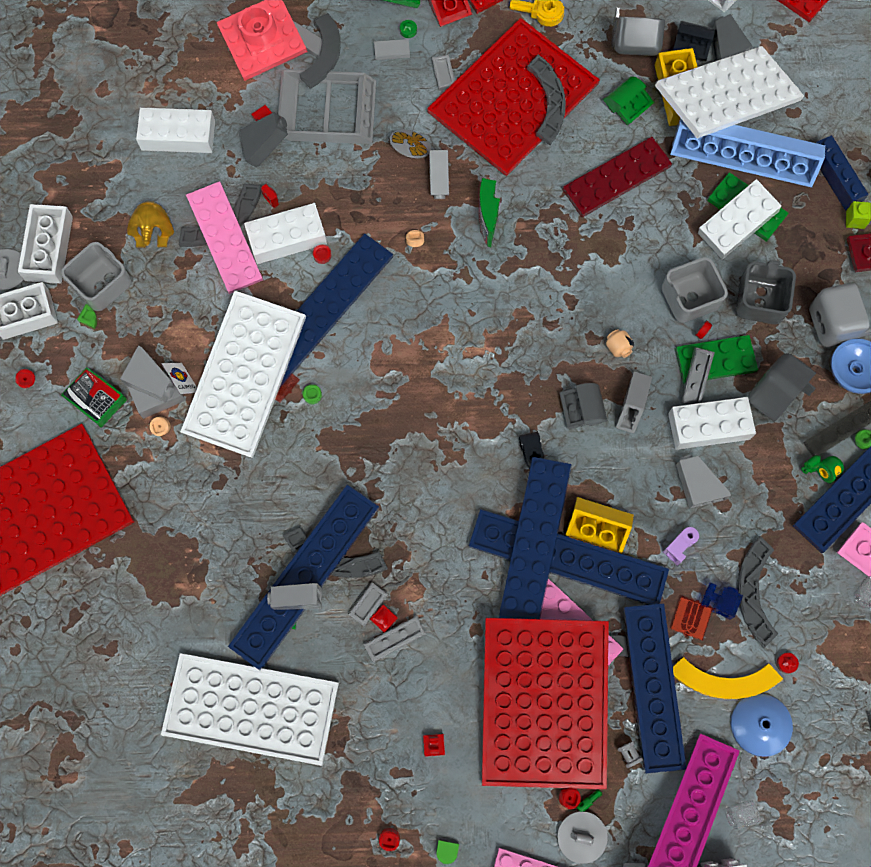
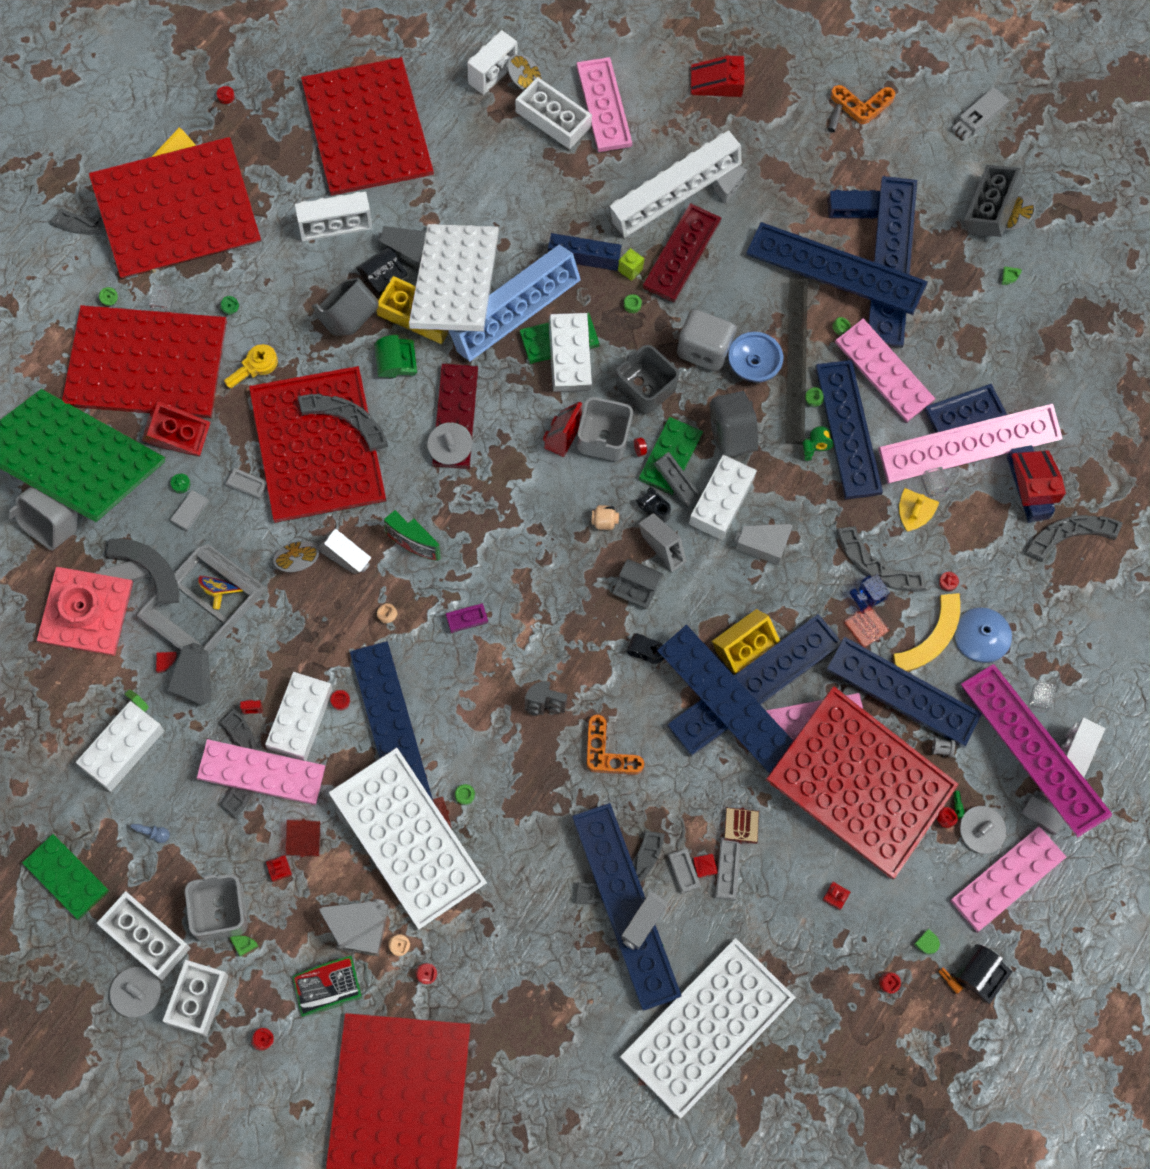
camera: 60 degrees left, 5 degrees down
(58, 165) = (65, 877): none -> green plate
(130, 201) = (159, 834): none -> sand blue bar
(146, 217) = (194, 824): pearl gold piece -> none
(151, 461) = (426, 973): none -> red tile
(161, 301) = (279, 868): none -> red tile
(180, 377) = (366, 895): white sticker -> none
(195, 301) = (302, 838): none -> clear red piece
(218, 113) = (136, 699): none -> bright green tile
(344, 107) = (216, 588): none -> shield
(417, 480) = (605, 758): none -> orange beam
(427, 395) = (541, 697): none -> dark grey brick
(438, 626) = (741, 825): none -> piece
(455, 298) = (466, 618): none -> magenta plate
(588, 186) = (449, 443): none -> light grey shield
(661, 262) = (563, 430): none -> red slope
(661, 372) = (653, 502): none -> black piece
(685, 539) = (803, 591): lavender leg -> none
(826, 241) = (632, 303): none -> bright green tile
(832, 592) = (916, 509): none -> yellow shield

